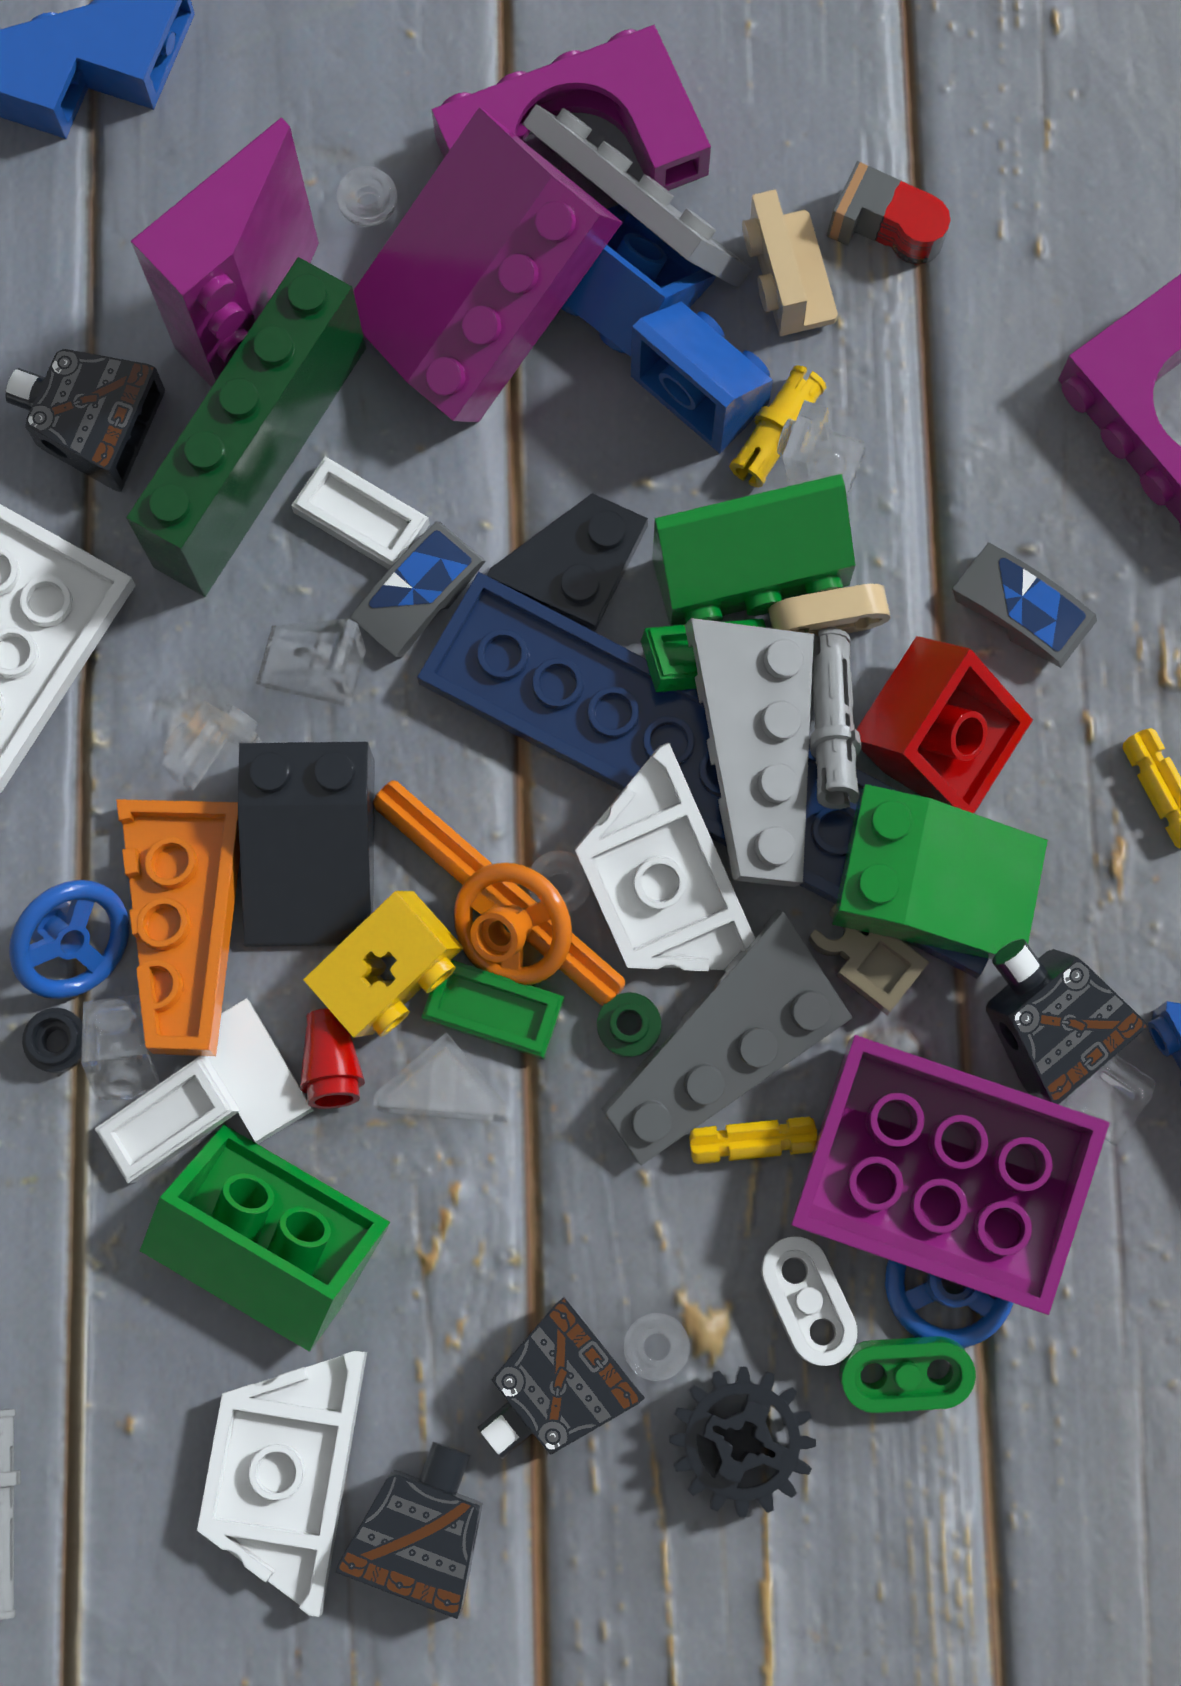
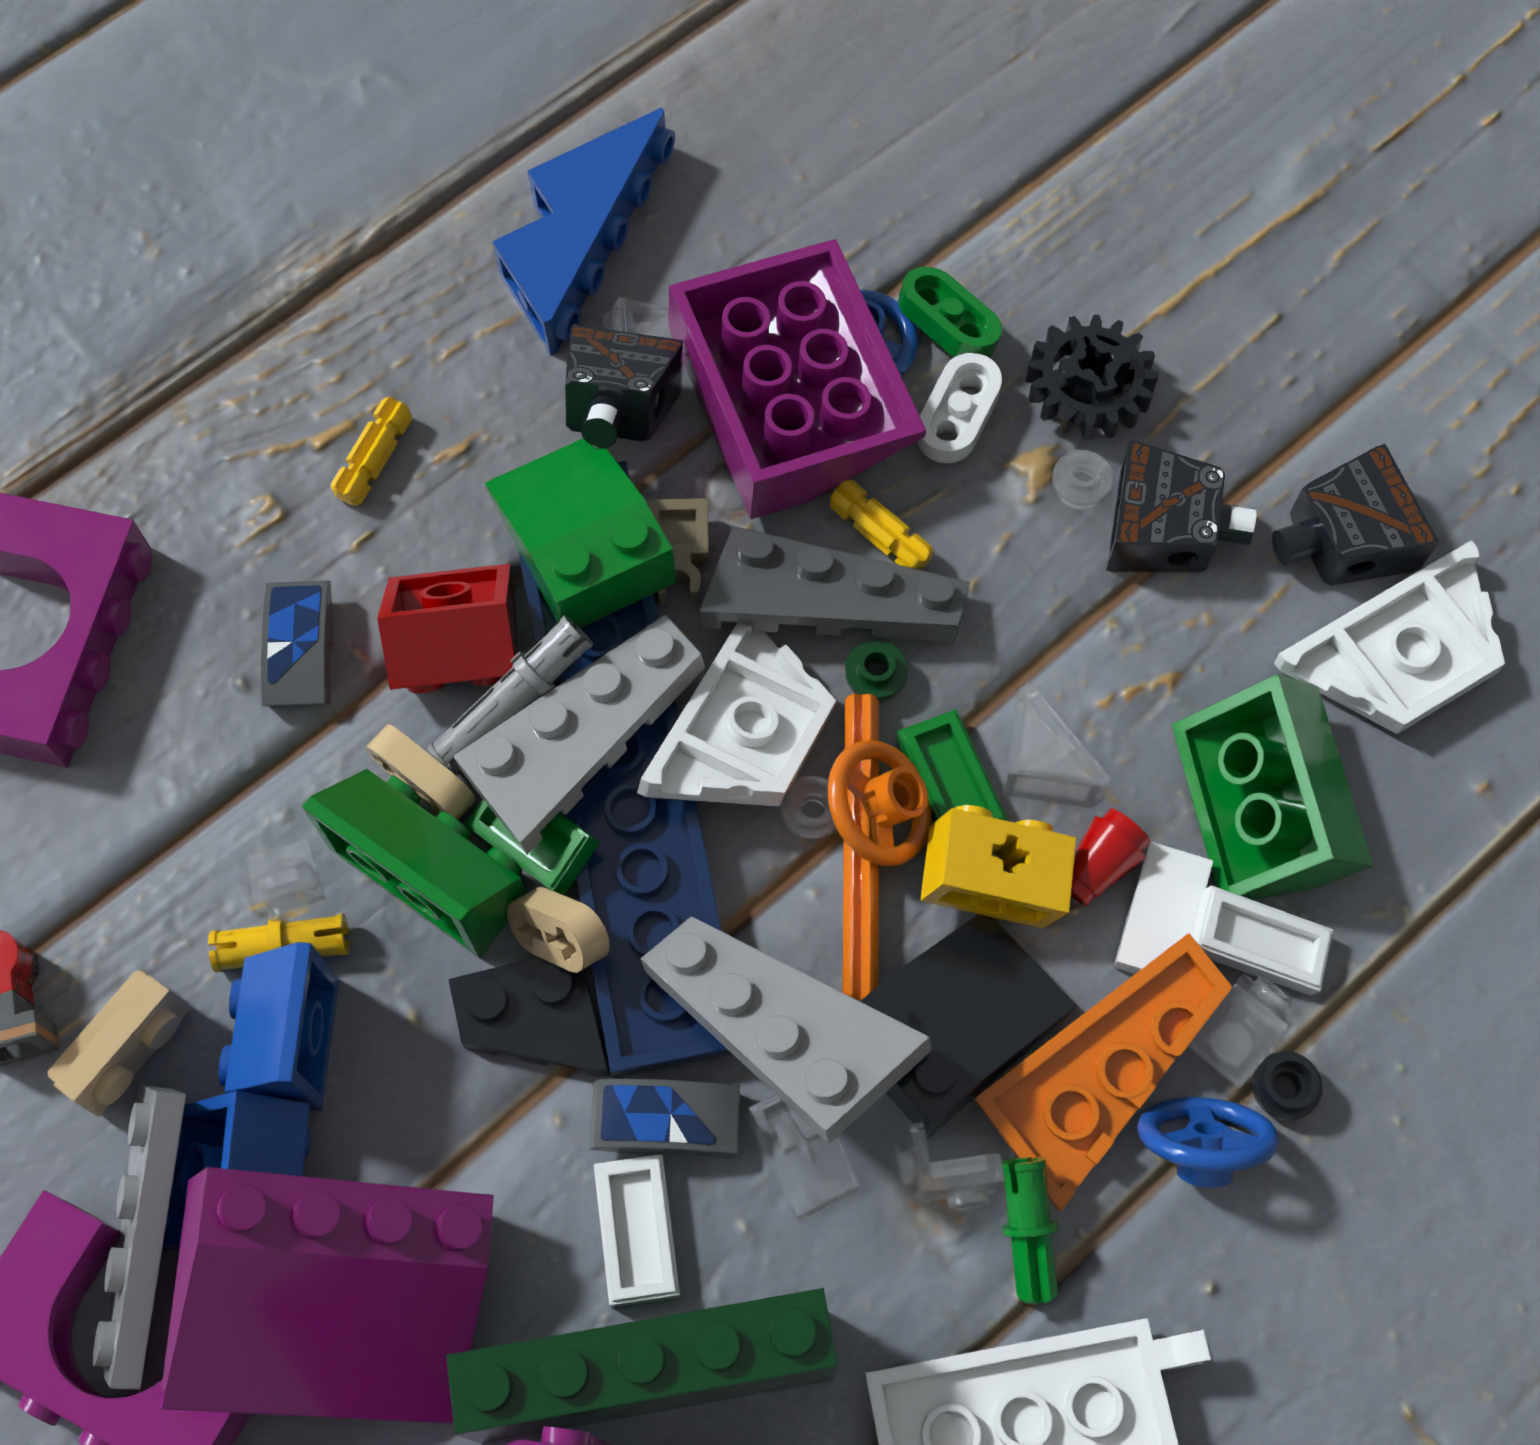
camera: 130 degrees left, 10 degrees down
(124, 766) = (1030, 1229): none -> green axle
(383, 693) = (791, 1031): none -> light grey wing
(612, 609) = (558, 929): none -> tan beam

